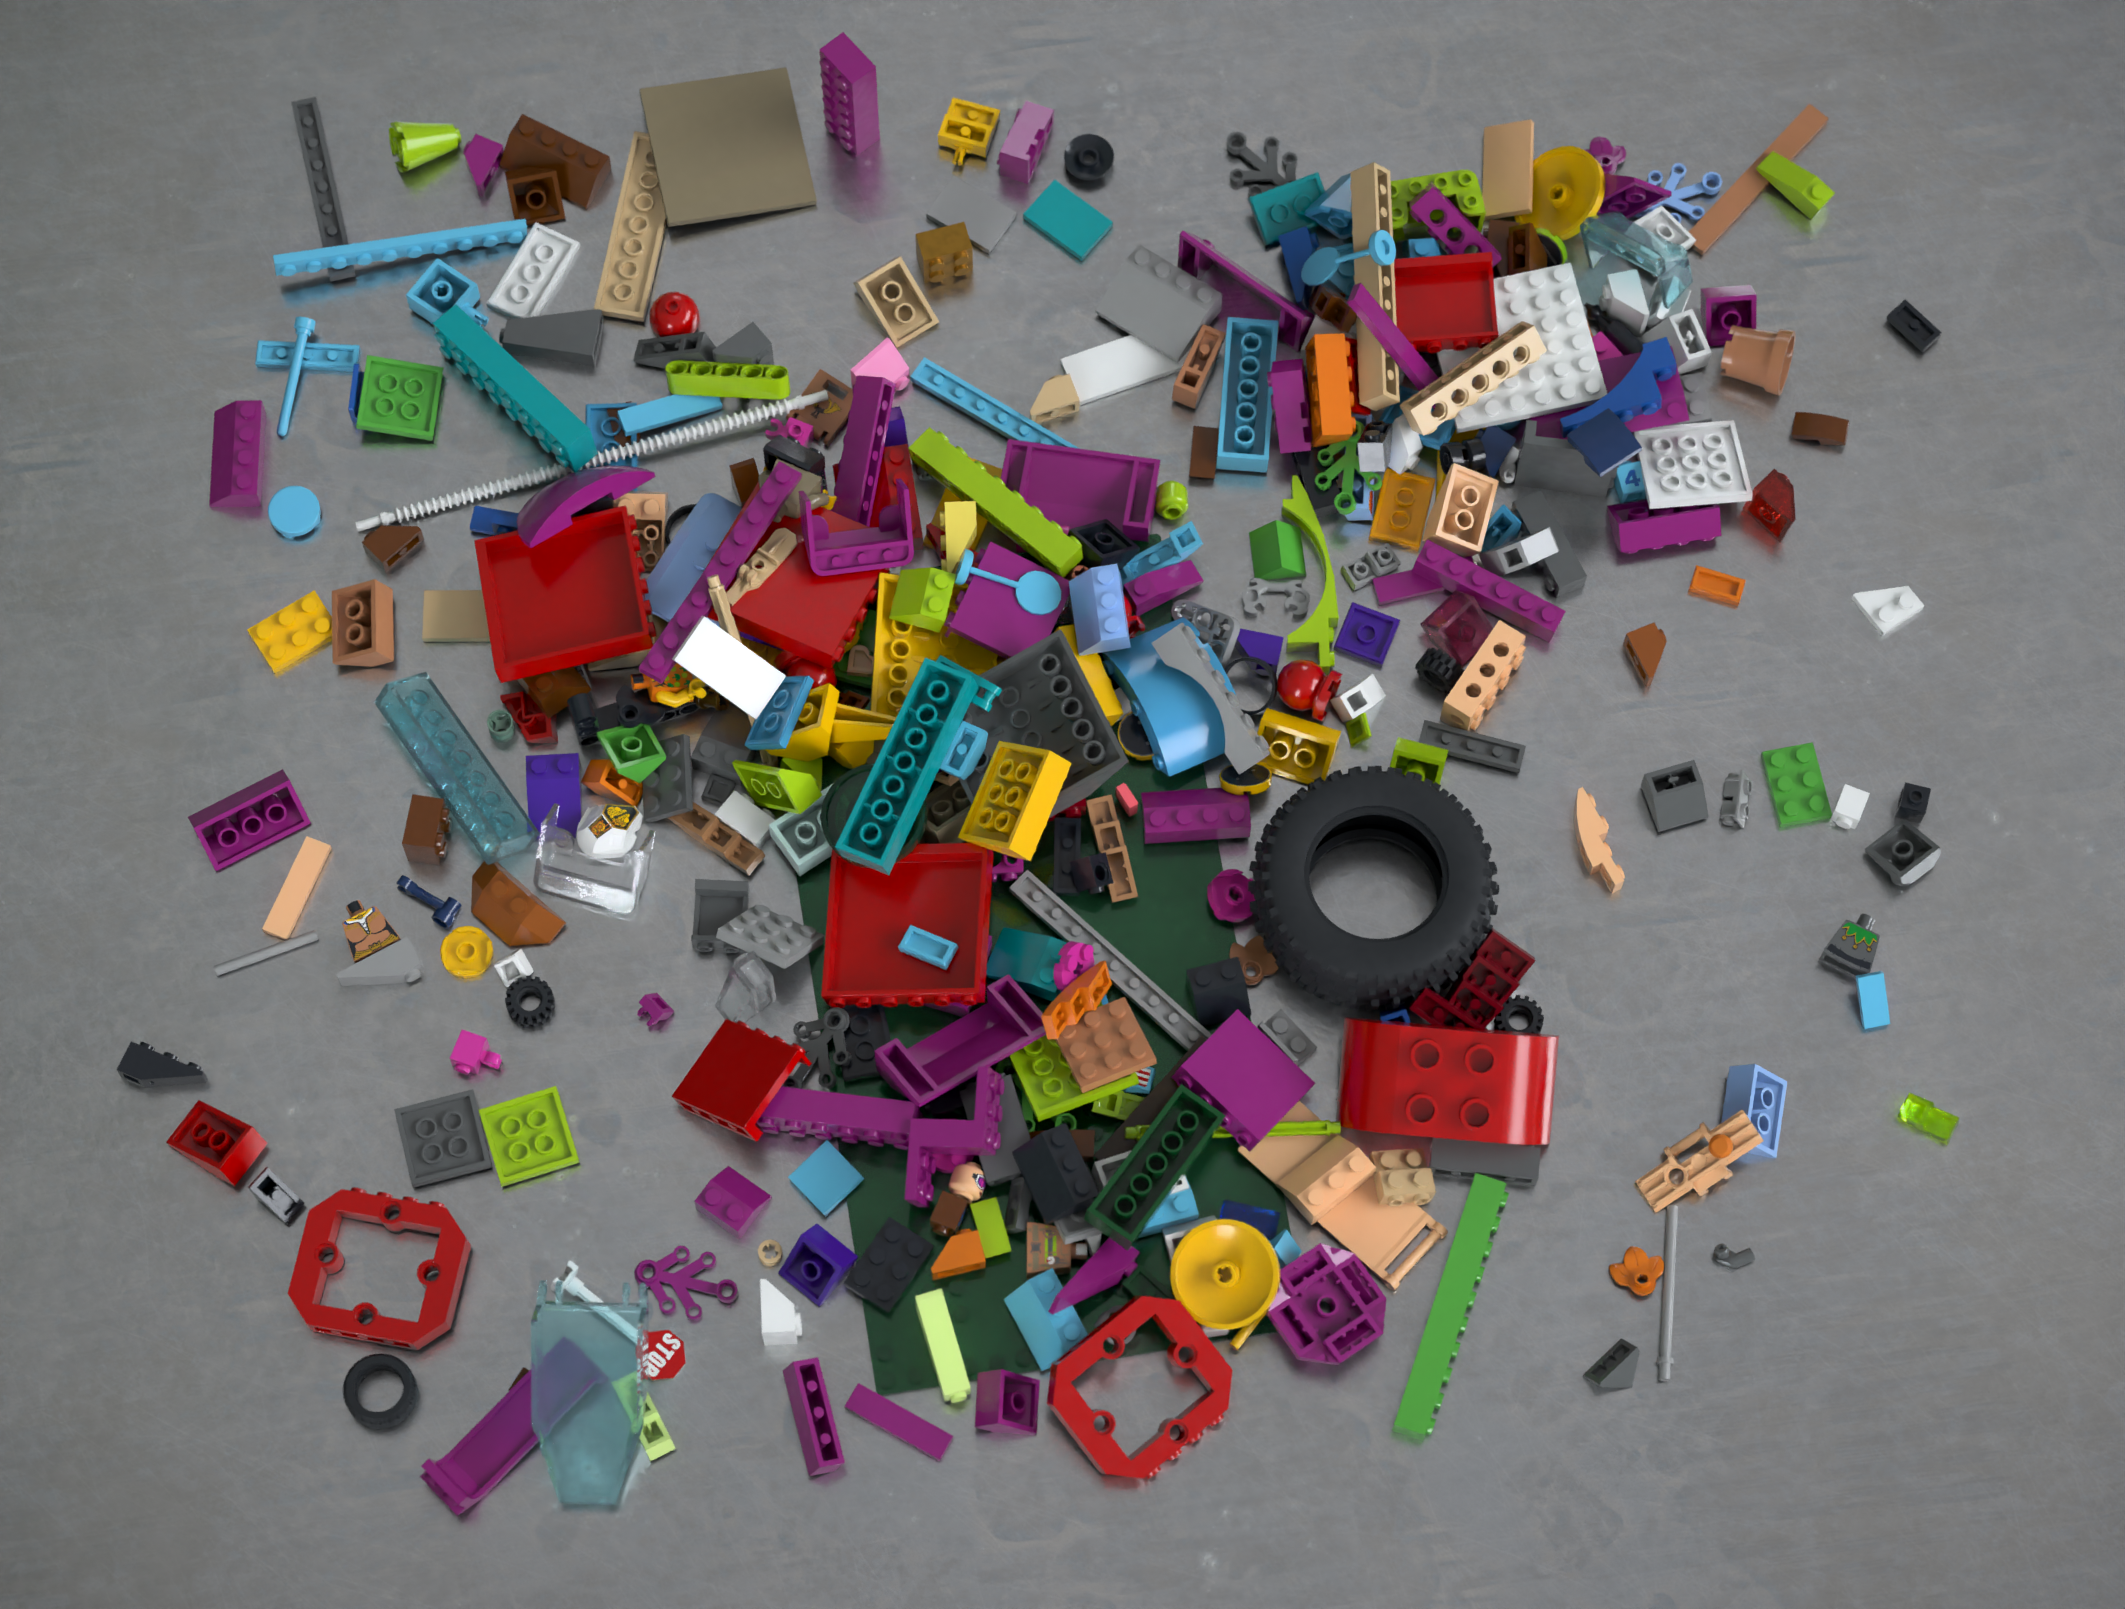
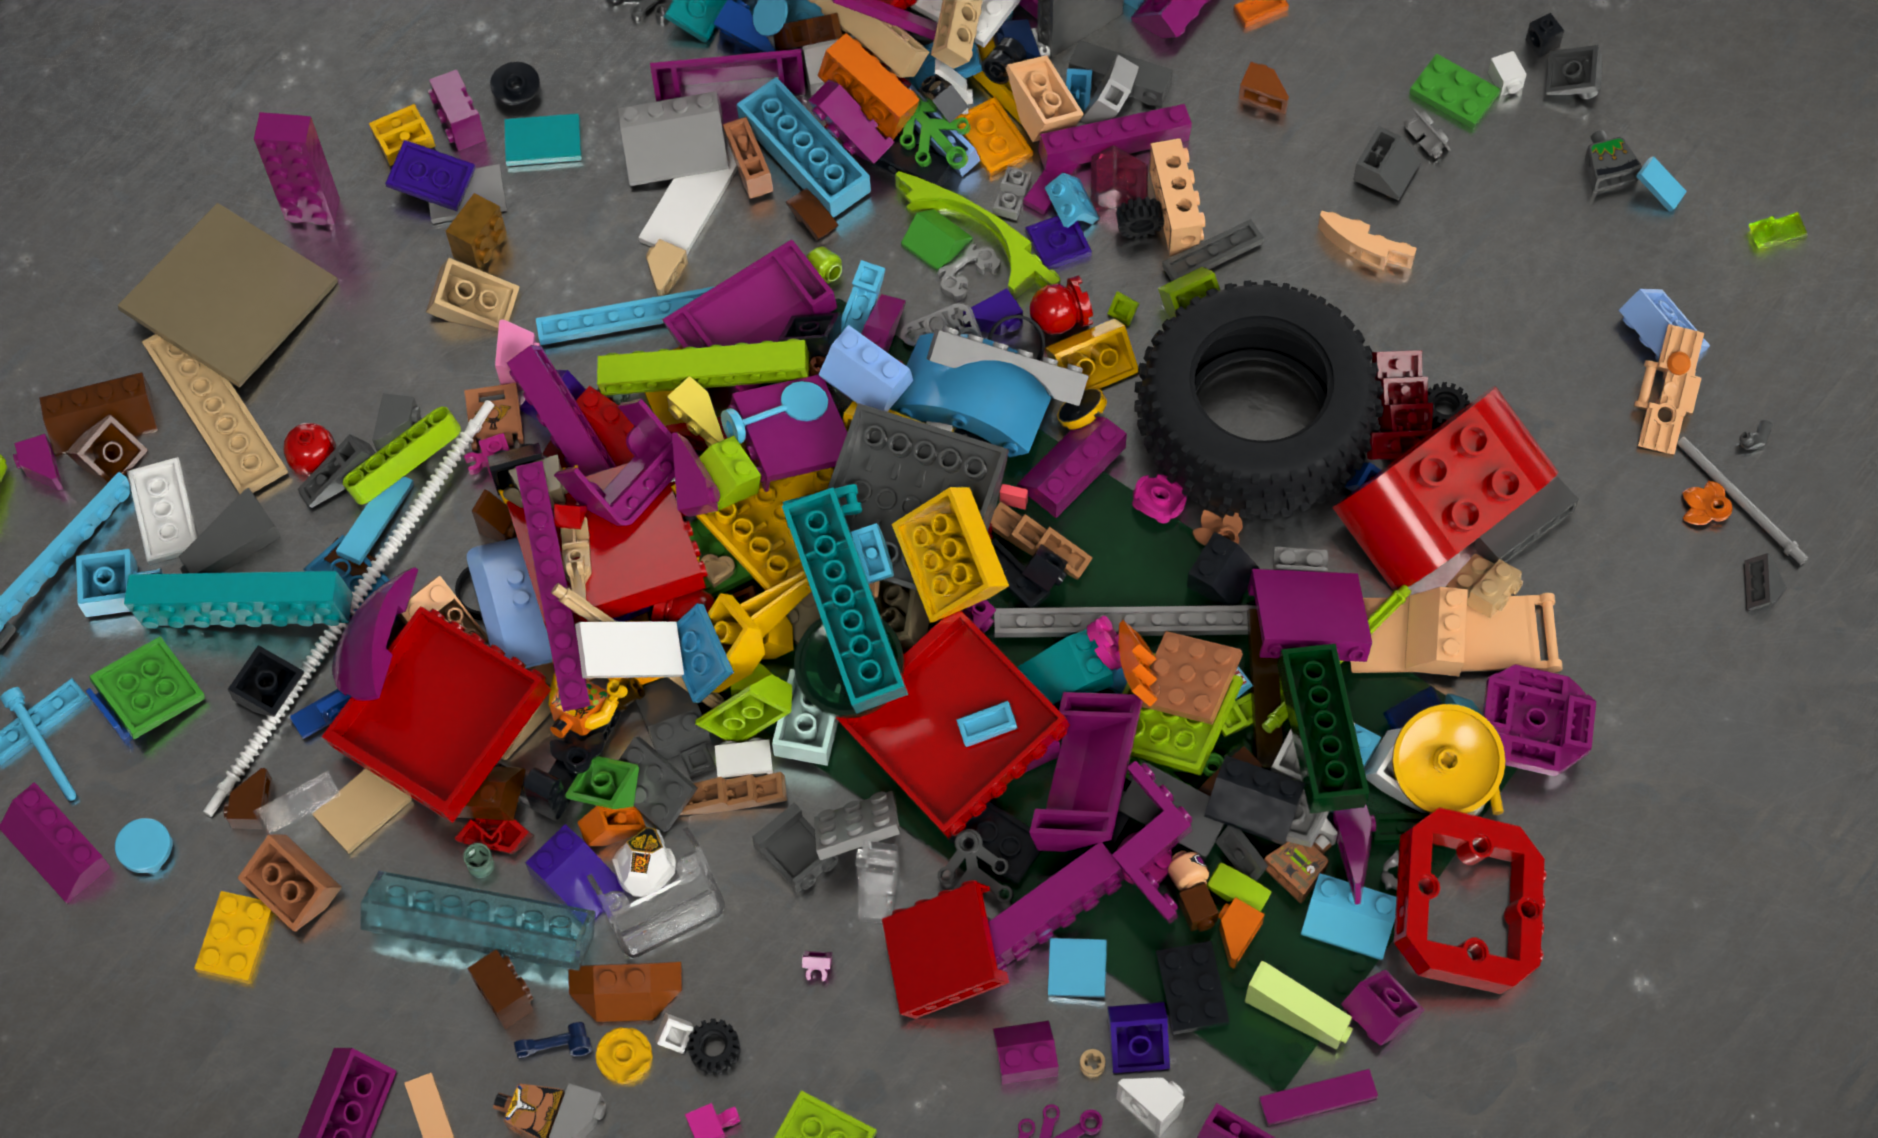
camera: 40 degrees left, 5 degrees down
(417, 573) = (296, 803): none -> clear slope
(478, 465) = (264, 682): none -> black slope
(784, 530) = (569, 515): none -> red slope
(894, 581) = (694, 486): none -> magenta slope
(954, 178) = (430, 175): none -> dark purple tile
(1358, 698) = (1102, 287): white slope -> none
(1406, 612) = (1071, 200): none -> medium azure bracket
(1449, 1307) = (1613, 646): bright green brick -> none

